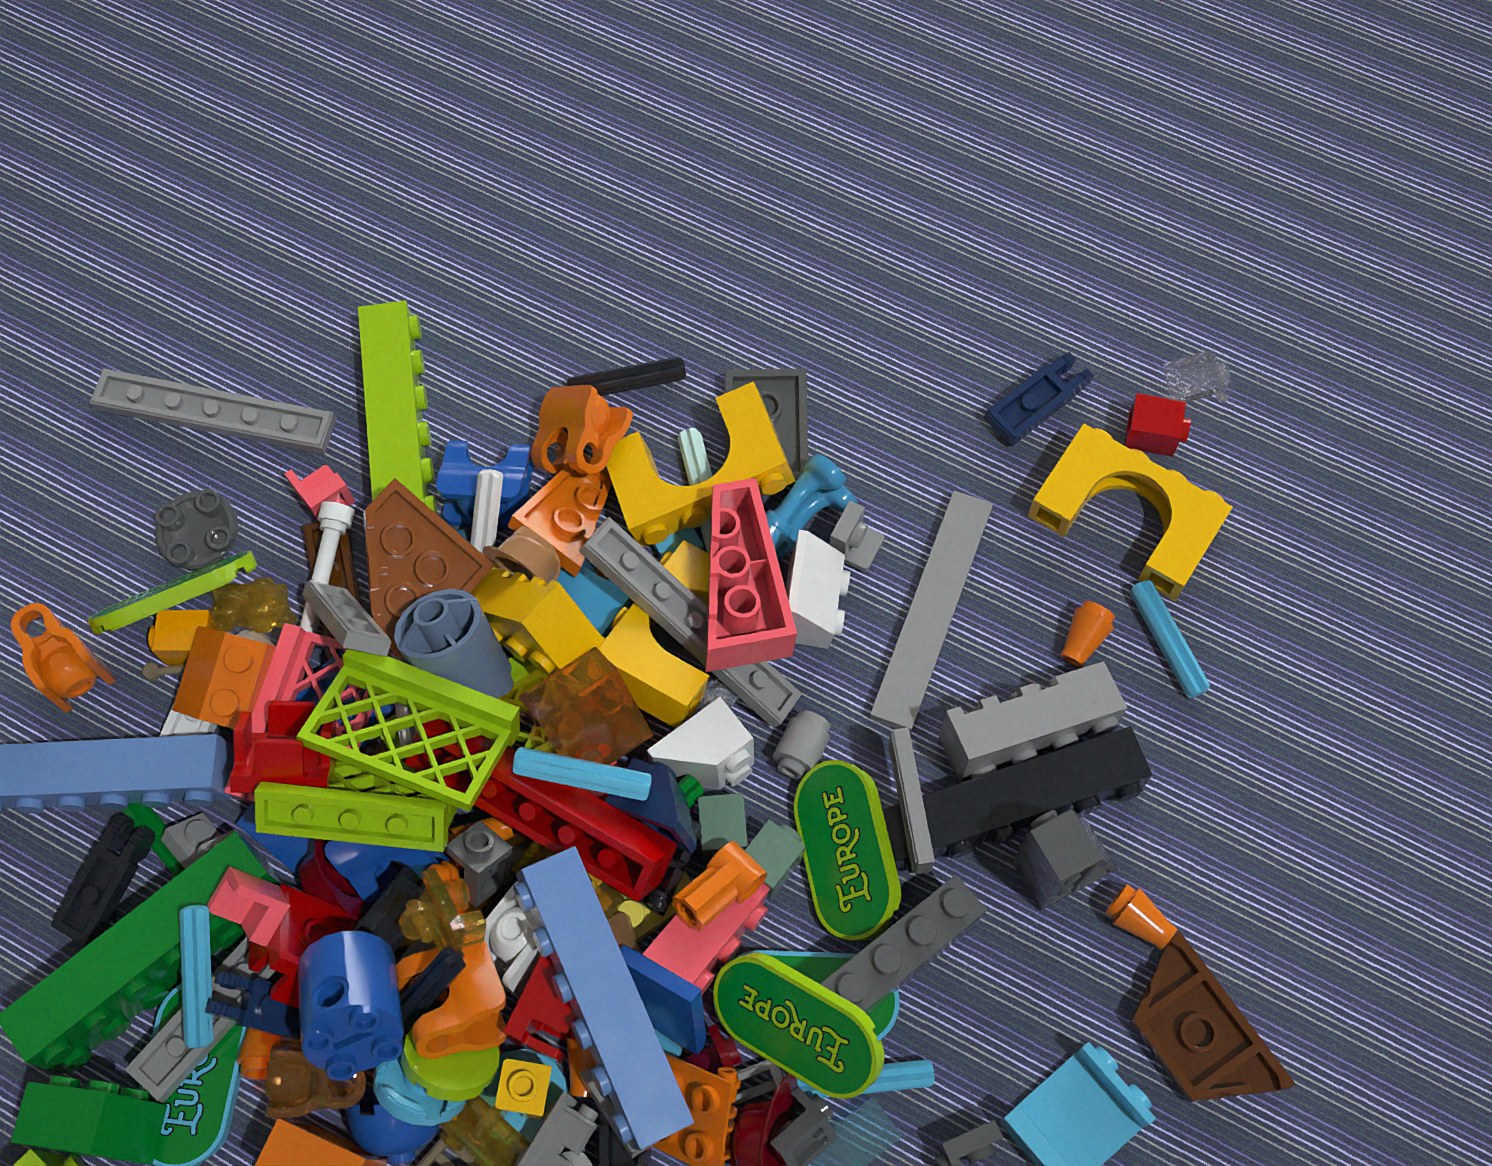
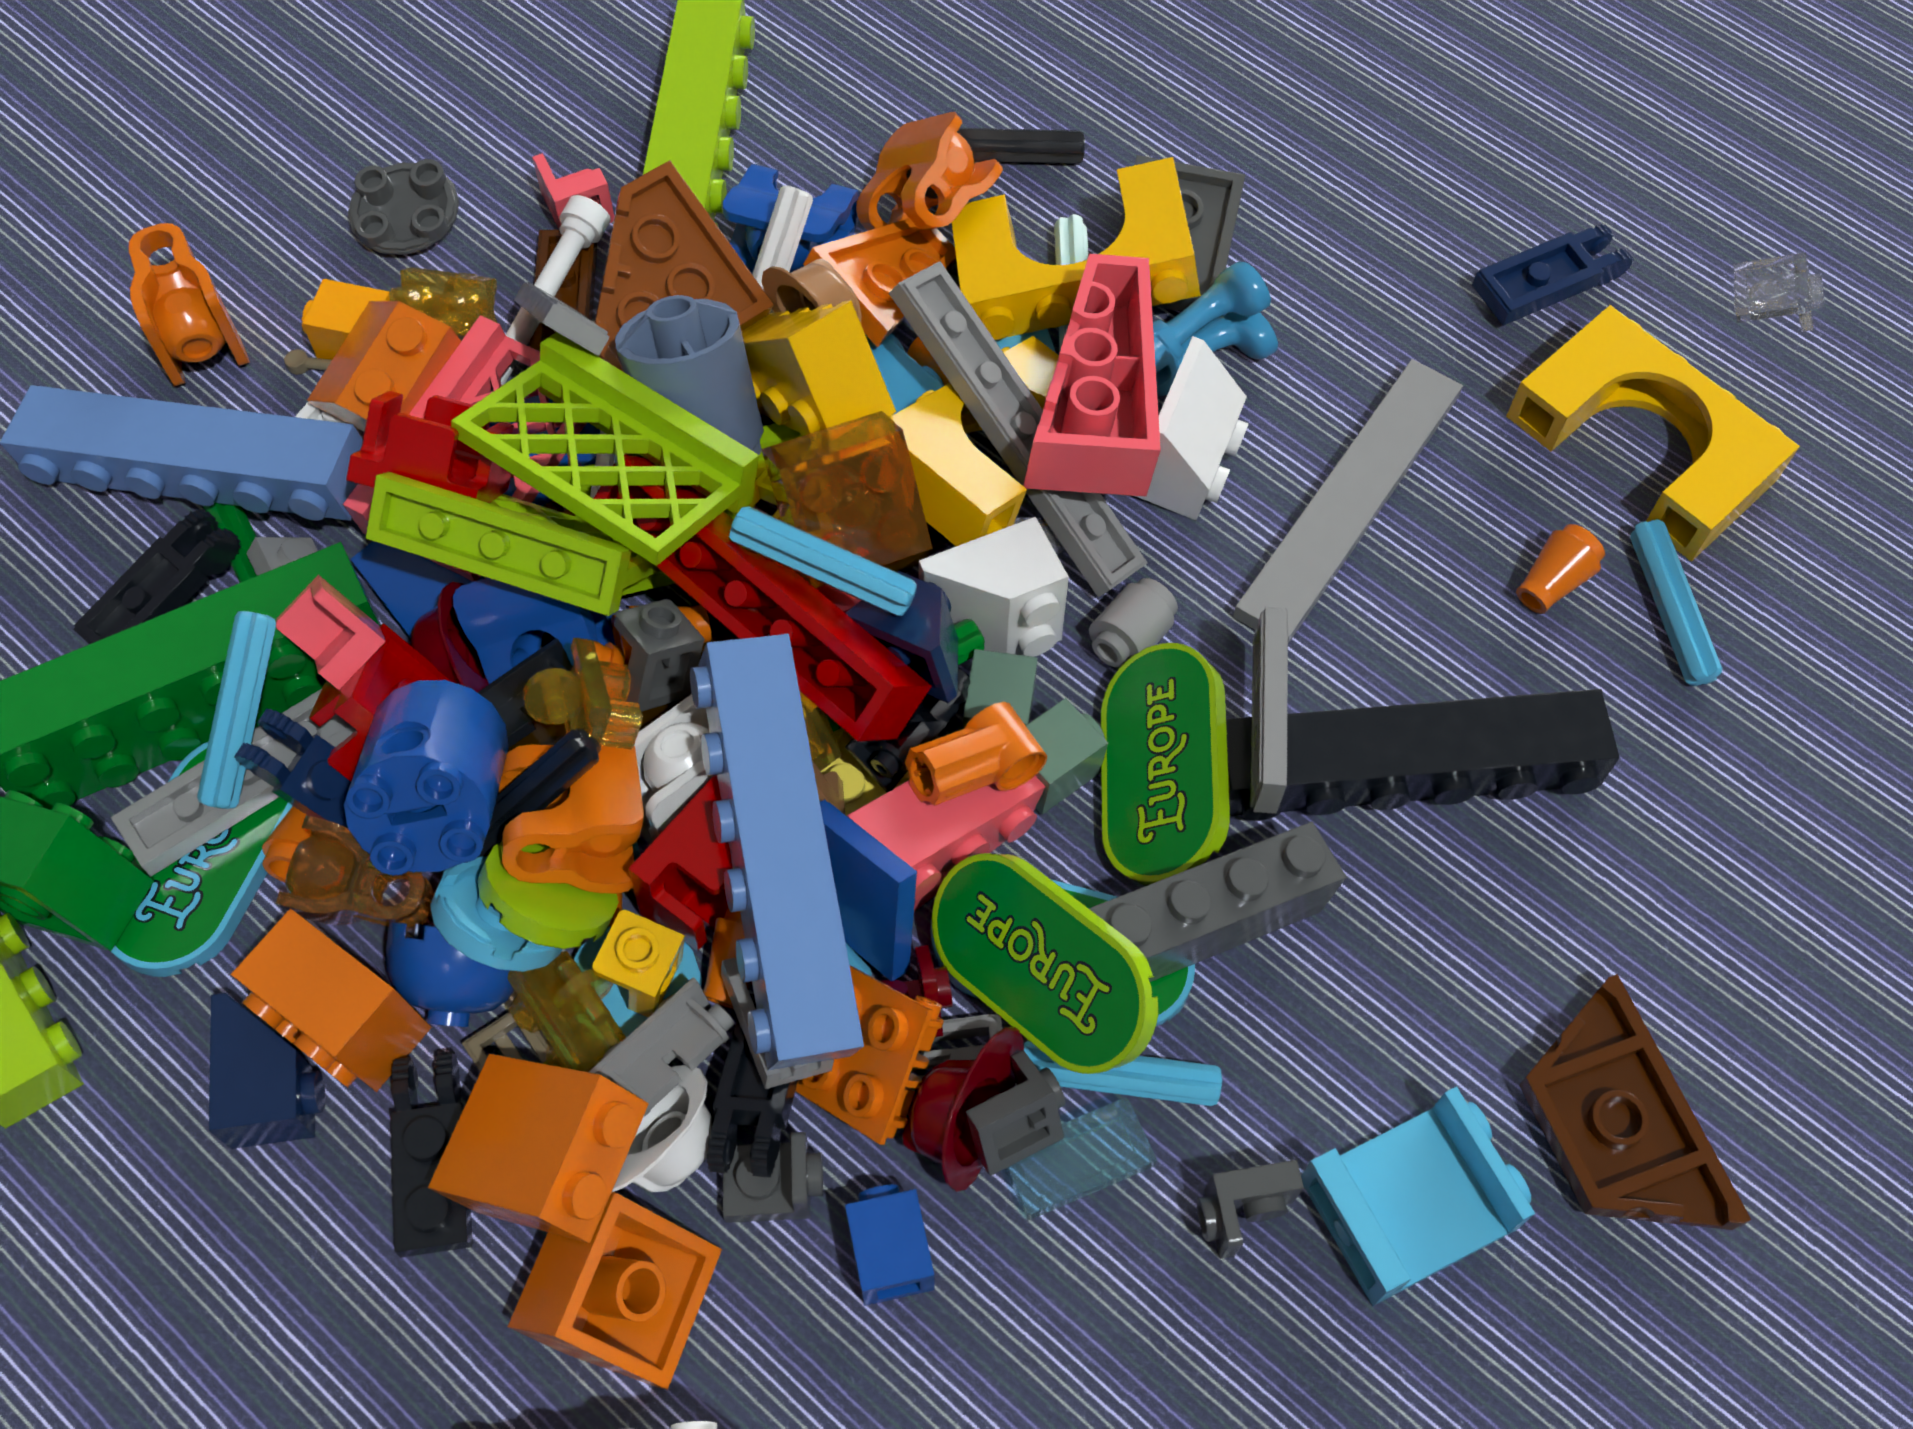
camera: 10 degrees right, 5 degrees down
(171, 593) = (349, 261): lime tile -> none
(213, 411) = (467, 82): light grey tile -> none
(855, 538) = (1261, 379): light grey bracket -> none
(1031, 721) = (1458, 651): light grey wedge -> none
(1060, 857) = (1467, 830): dark grey wedge -> none
(1139, 916) = (1563, 945): orange cone -> none
(1156, 425) = (1712, 332): red brick -> none

